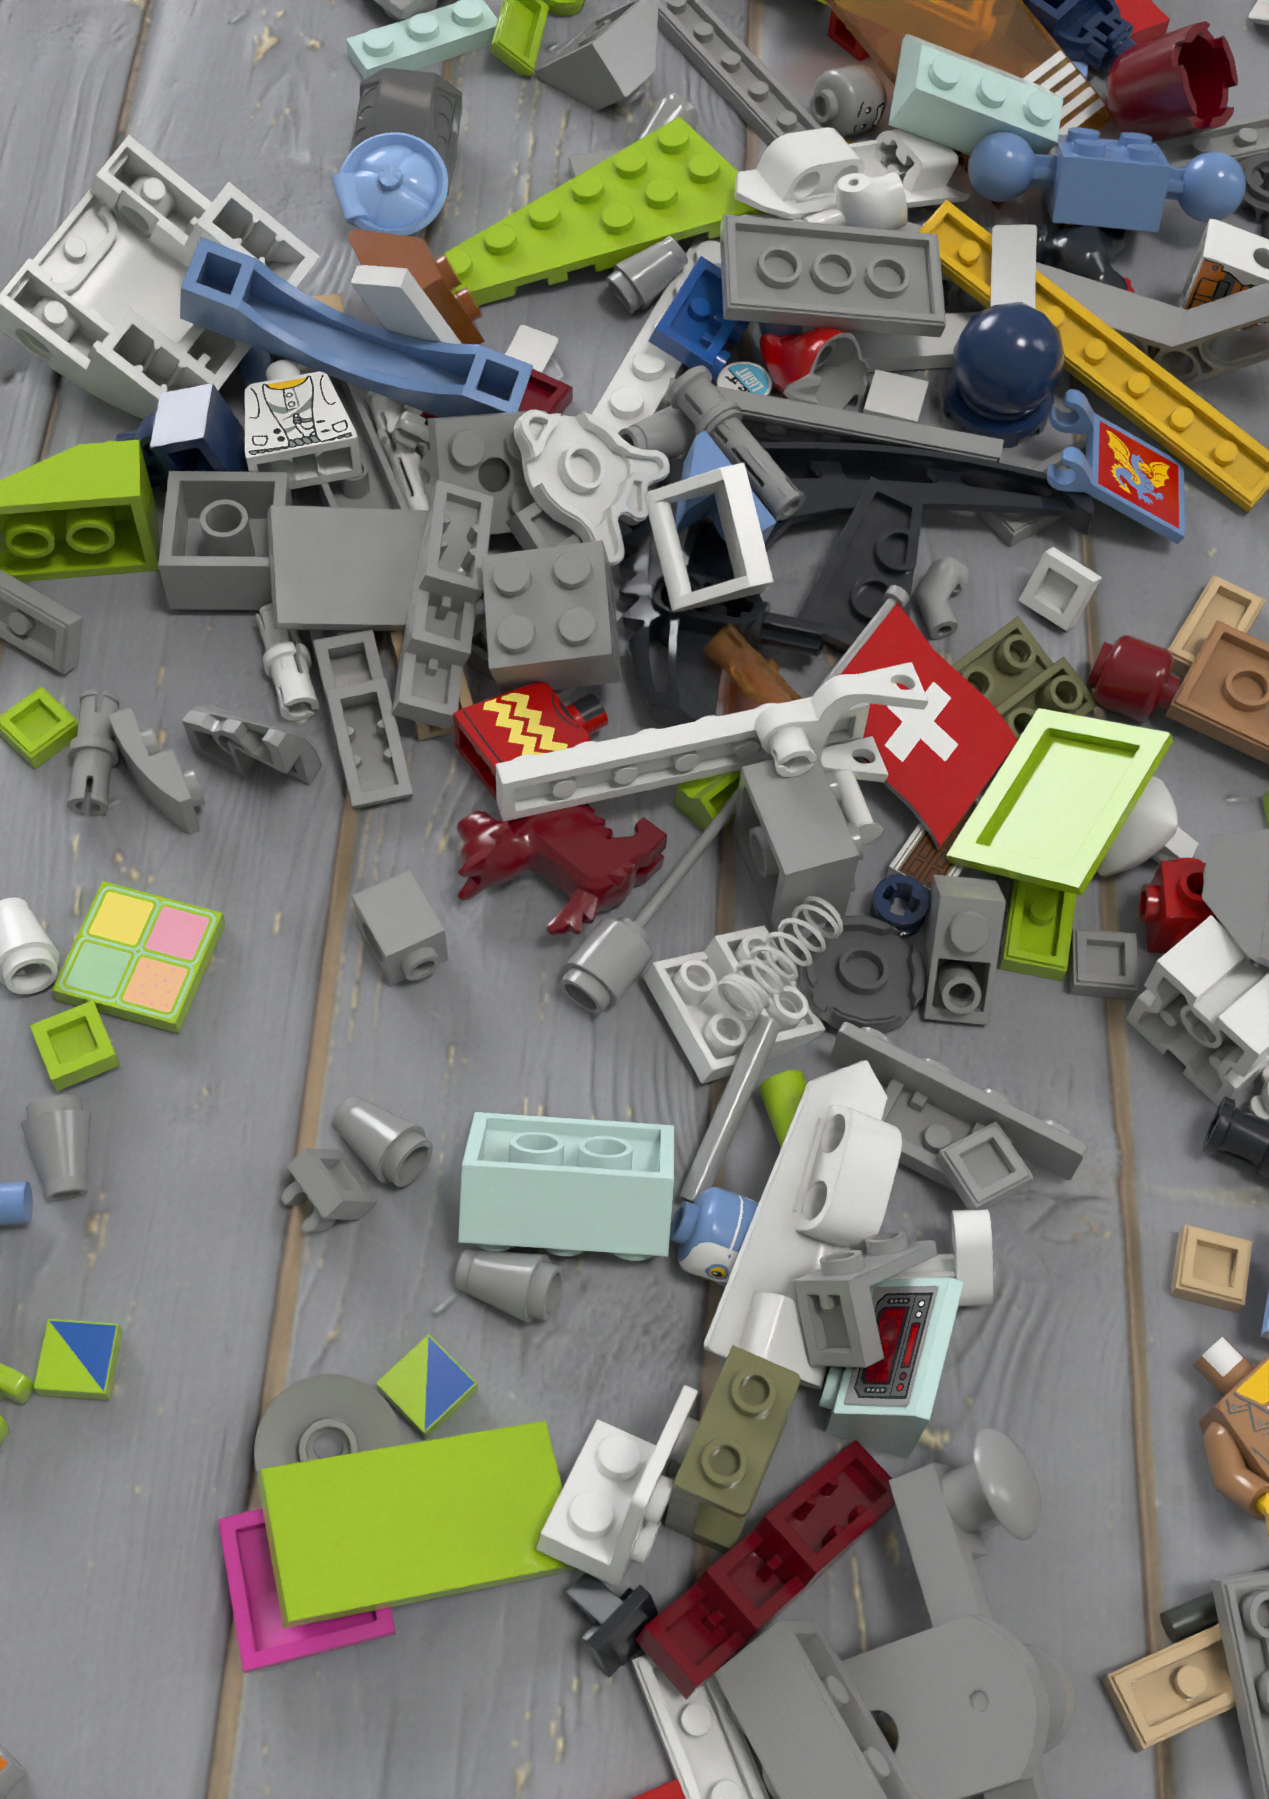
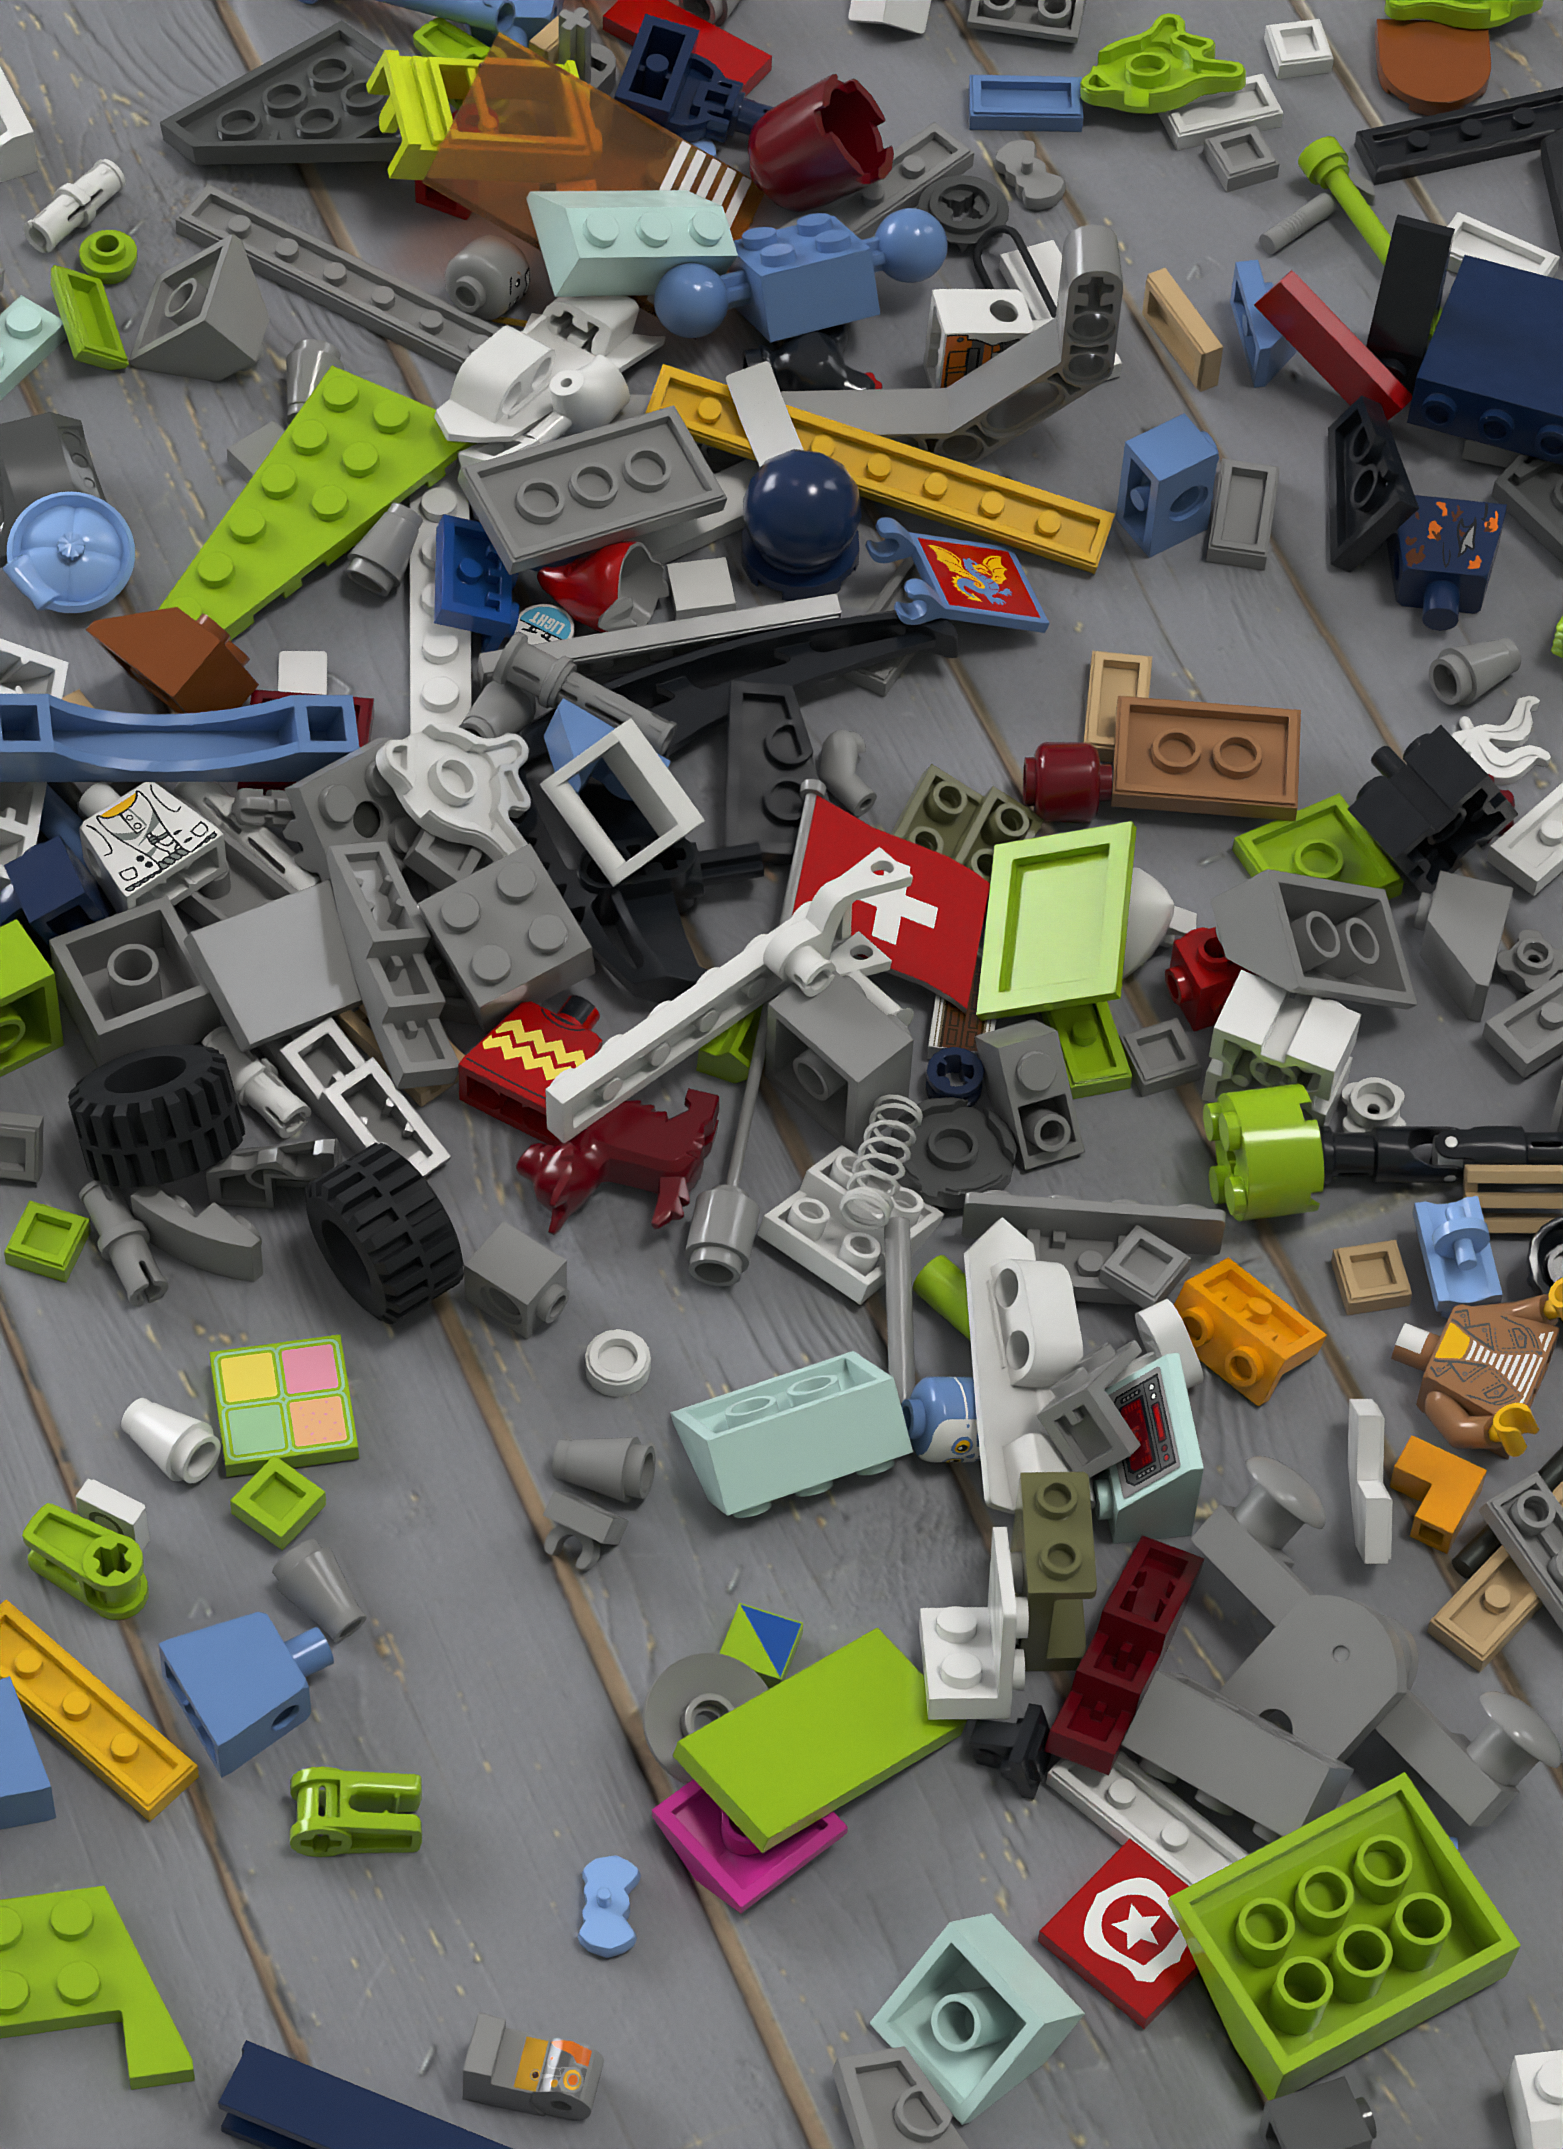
camera: 25 degrees left, 5 degrees down
(78, 1359) = (446, 1752): lime tile -> none
(133, 1596) = (608, 1906): none -> light blue piece
(167, 654) = (156, 1115): none -> black tyre
(292, 837) = (384, 1233): none -> black tyre
(401, 303) = (201, 683): white tile -> none
(453, 1044) = (617, 1363): none -> white tile
(512, 1282) = (786, 1532): light grey cone -> none
(749, 669) = (715, 916): clear orange pin -> none
(1057, 1269) = (1245, 1329): none -> light orange bracket
(1059, 588) = (956, 721): white tile -> none
(1102, 1510) = (1368, 1494): none -> white tile
(1157, 1102) = (1264, 1152): none -> lime brick
(1190, 1530) = (1443, 1485): none -> light orange piece

